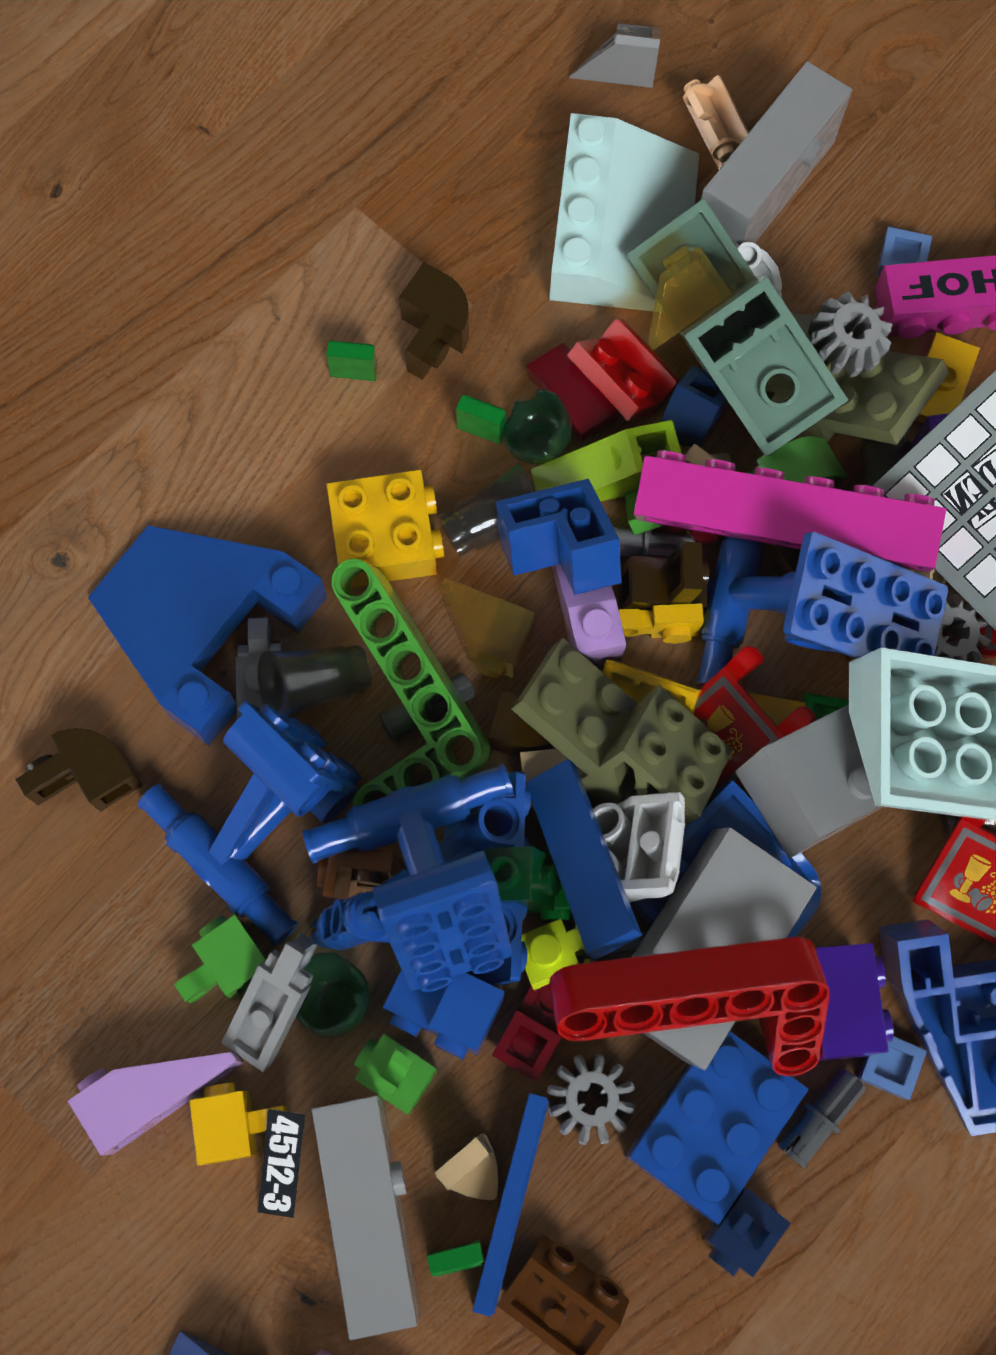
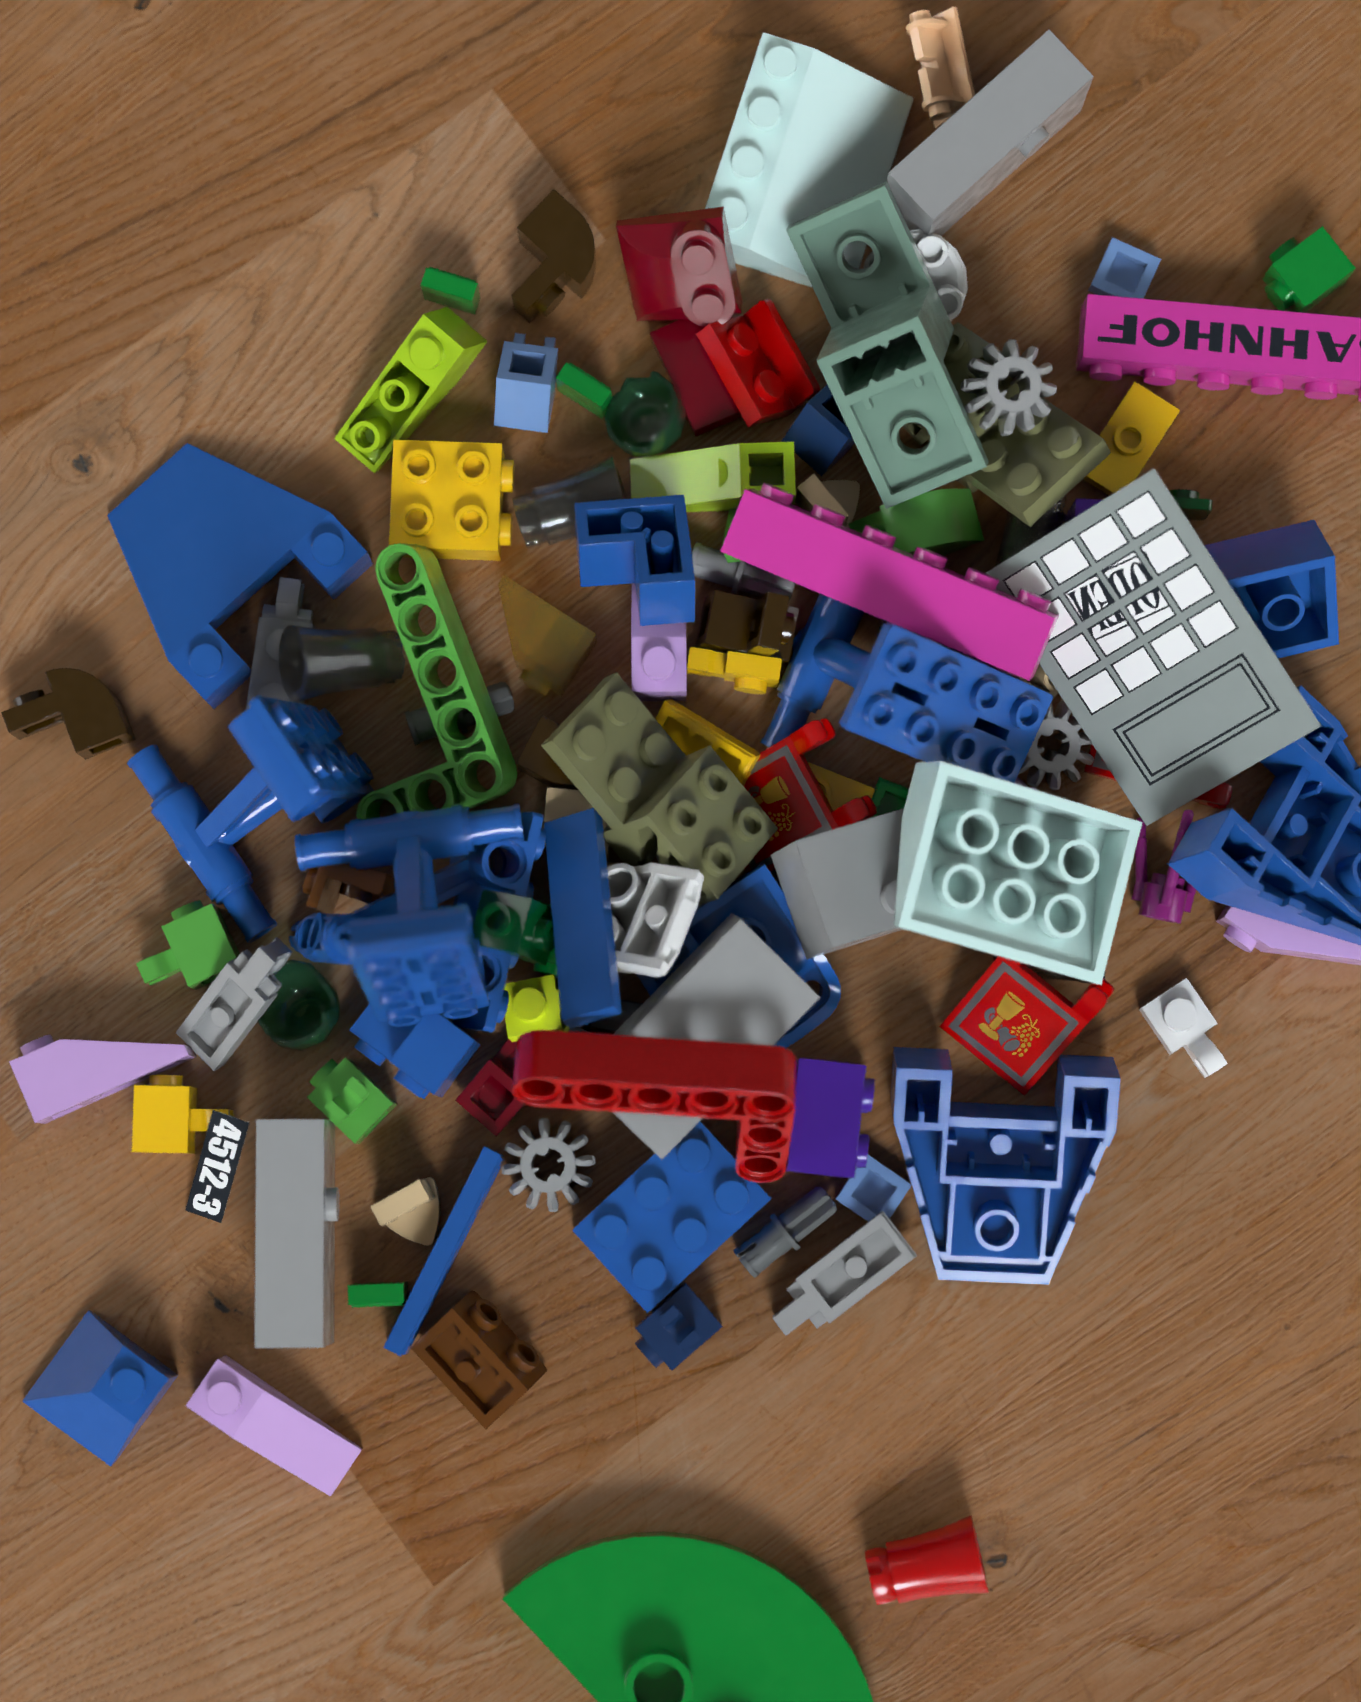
camera: 10 degrees right, 10 degrees up
(332, 442) = (410, 386): none -> lime slope
(431, 422) = (526, 385): none -> medium blue brick
(542, 302) = (681, 266): none -> dark red slope
(684, 293) = (840, 294): clear yellow slope -> none
(888, 1149) = (845, 1274): none -> light grey hinge

